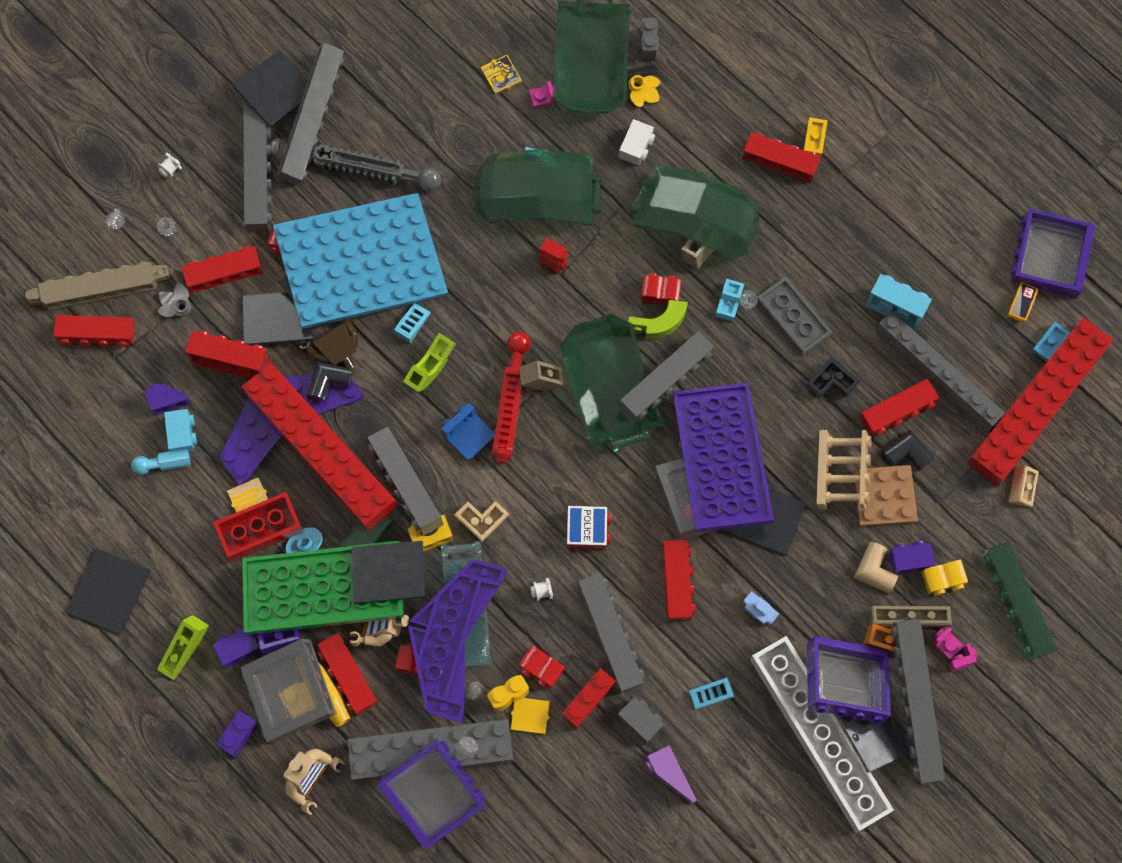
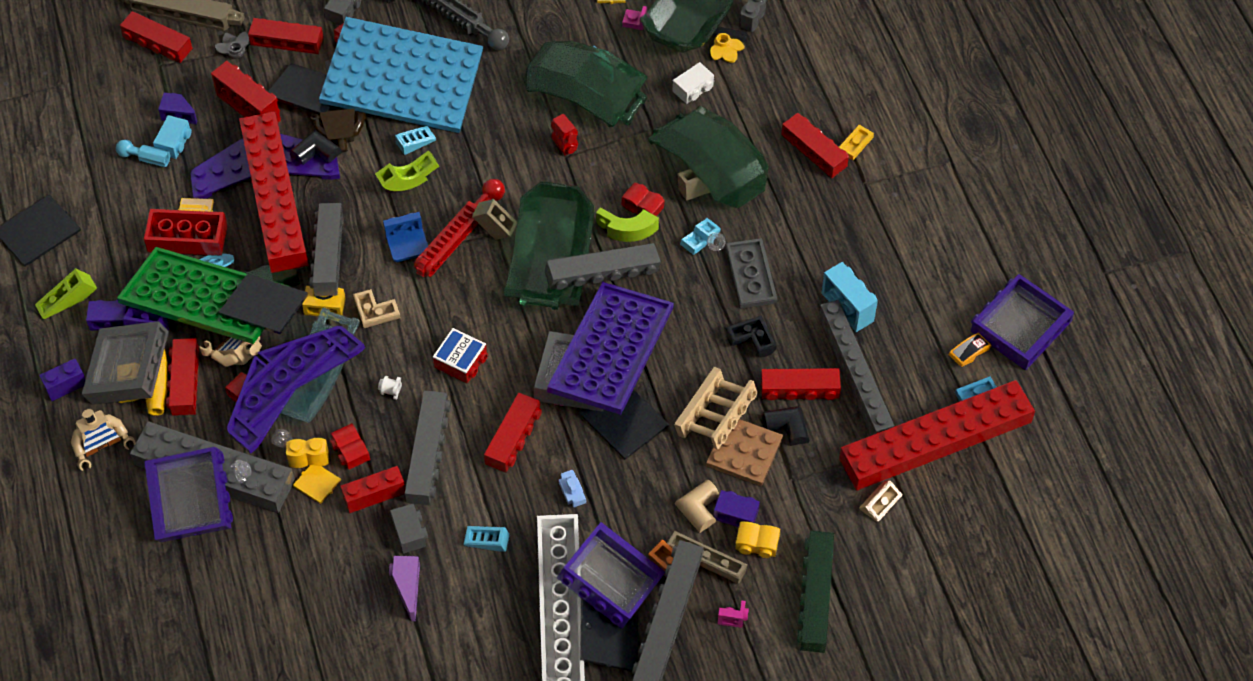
camera: 30 degrees right, 15 degrees down
(947, 643) = (727, 594): dark pink bracket -> none

